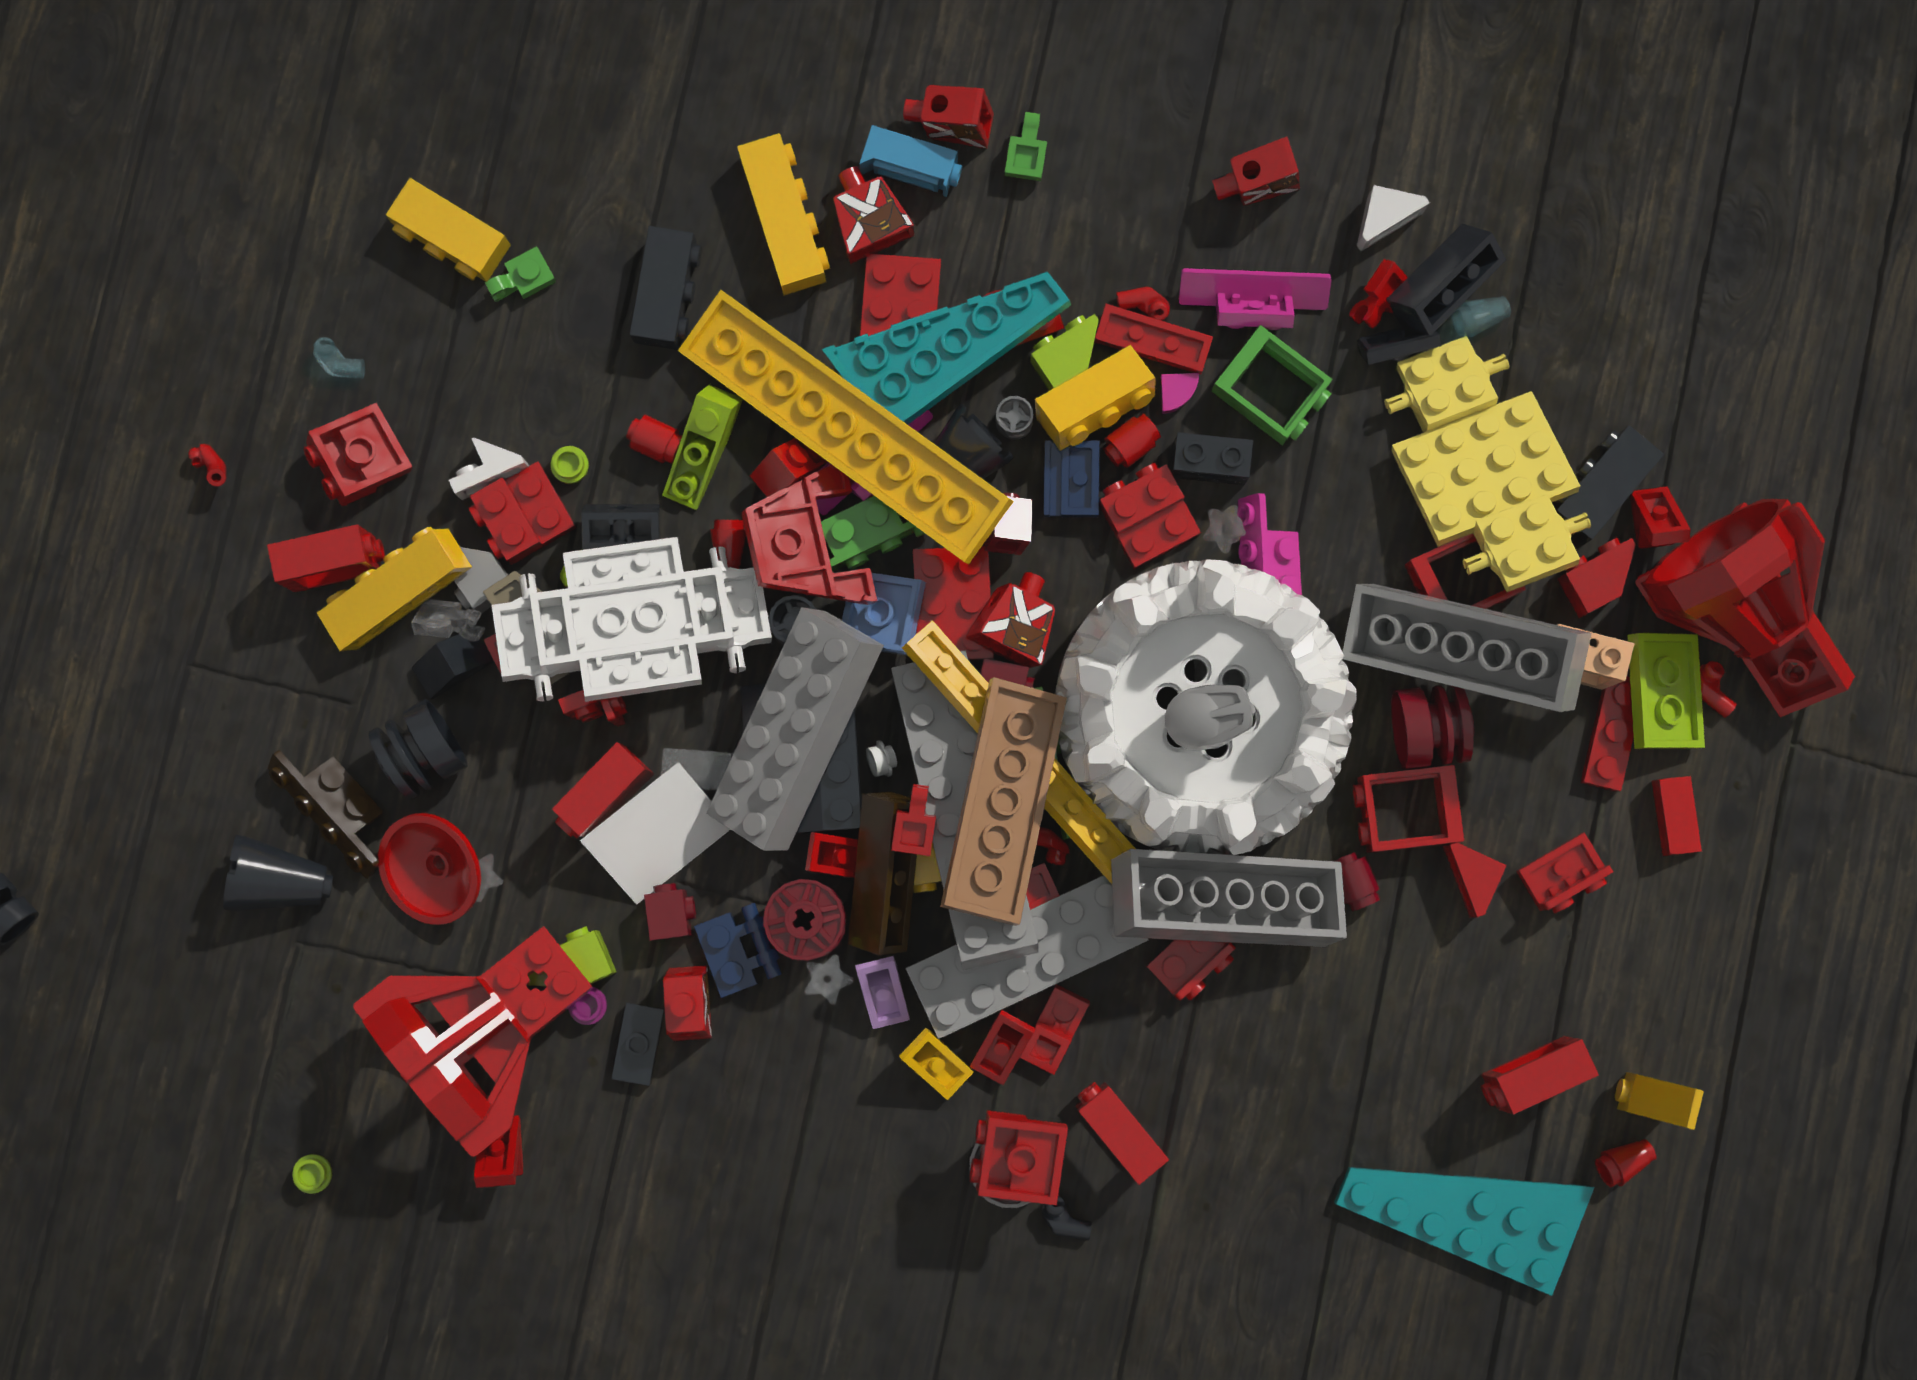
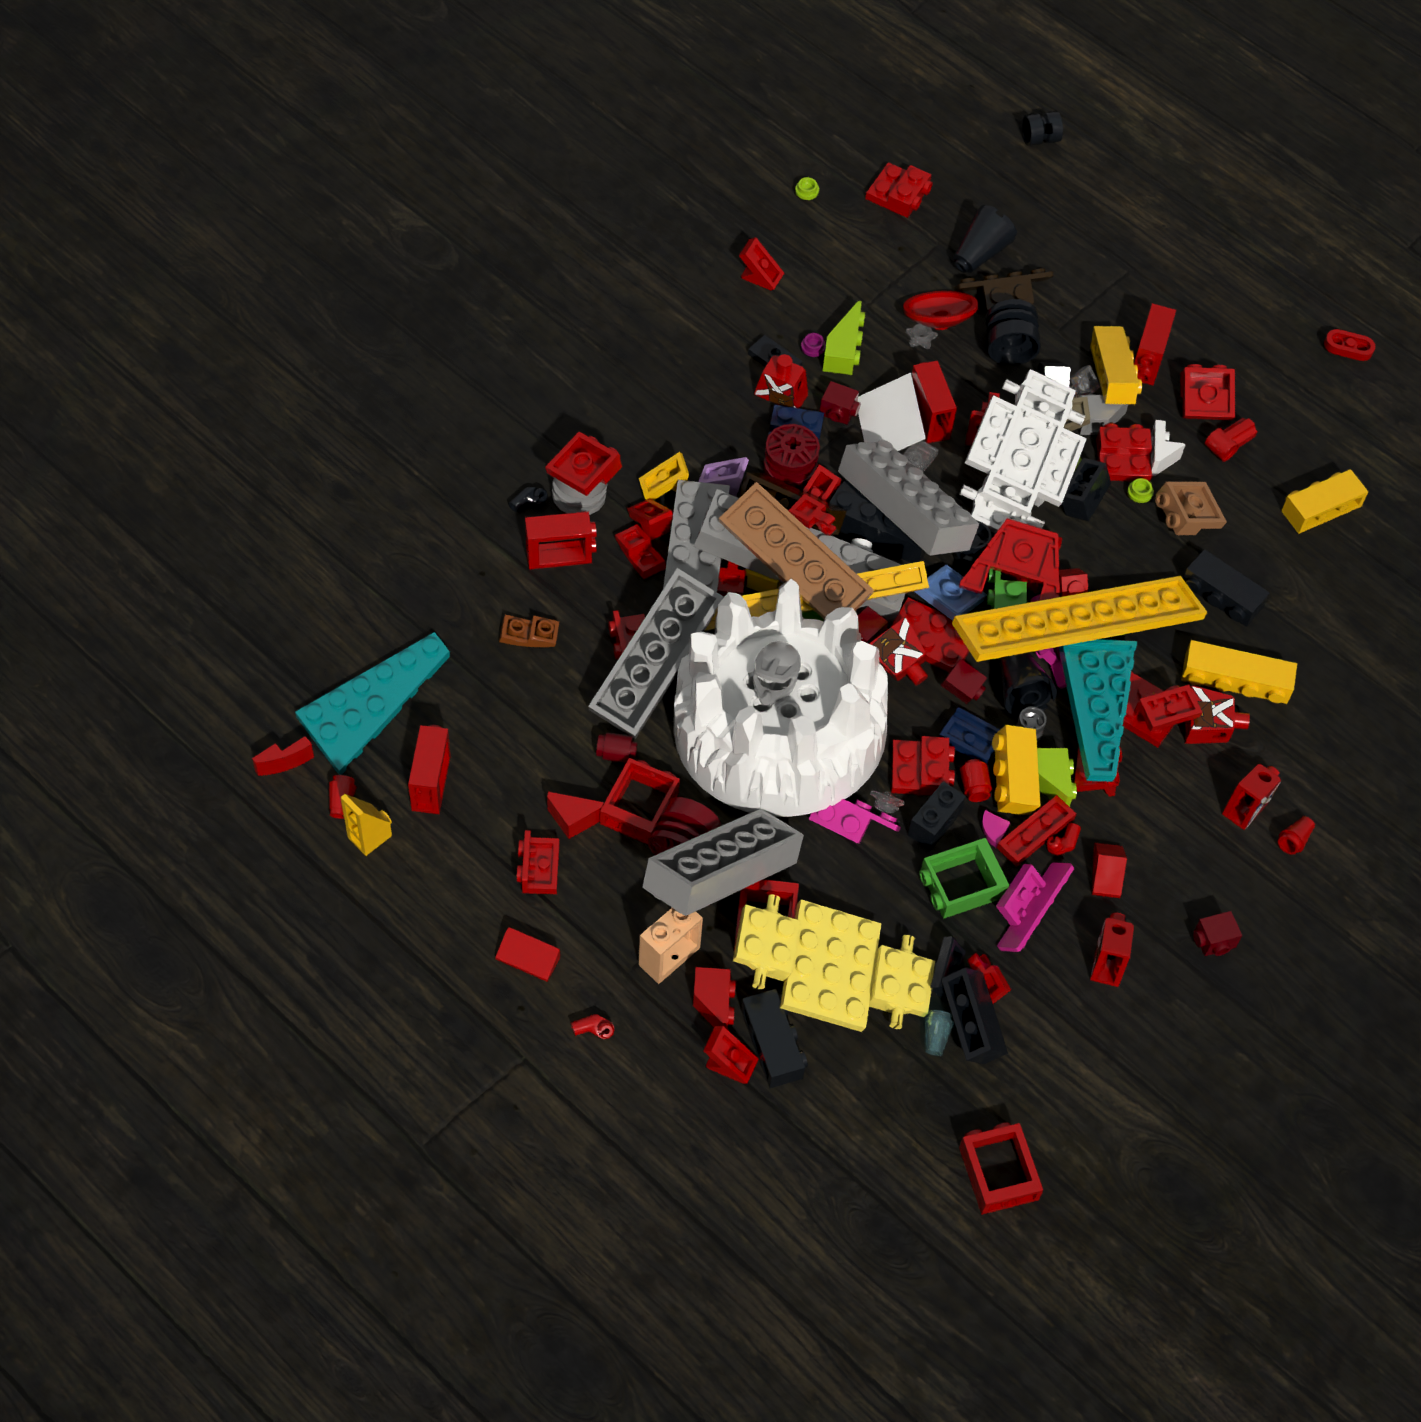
camera: 115 degrees right, 25 degrees down
(155, 317) = (1349, 345): none -> red plate
(215, 465) = (1242, 331): red arm -> none
(232, 1047) = (900, 189): none -> red plate
(334, 363) = (1272, 412): clear light blue arm -> none
(423, 395) = (1227, 441): none -> red piece
(488, 1020) = (840, 278): red plate -> none
(526, 273) = (1273, 528): bright green plate -> none
(564, 388) = (1189, 507): none -> medium nougat plate
(654, 439) = (1130, 536): red brick -> none
(702, 445) = (1113, 558): lime slope -> none
(819, 971) = (756, 457): clear plate -> none
(904, 262) = (1168, 707): none -> red bracket
(910, 160) = (1236, 758): dark azure window -> none
(972, 47) = (1296, 835): none -> red cone
(1026, 153) = (1206, 826): bright green plate -> none
(1147, 236) = (1108, 870): none -> red slope
(1164, 73) = (1217, 934): none -> dark red brick
(1258, 1091) = (529, 633): none -> dark orange slope
(1386, 212) = (1042, 1011): white slope -> none
(1610, 739) = (607, 951): red plate -> none
(1622, 139) = (1005, 1197): none -> red window
(1627, 1269) = (275, 760): none -> red slope
(1666, 691) = (613, 989): lime plate -> none
(1733, 593) = (638, 1061): red plate -> none

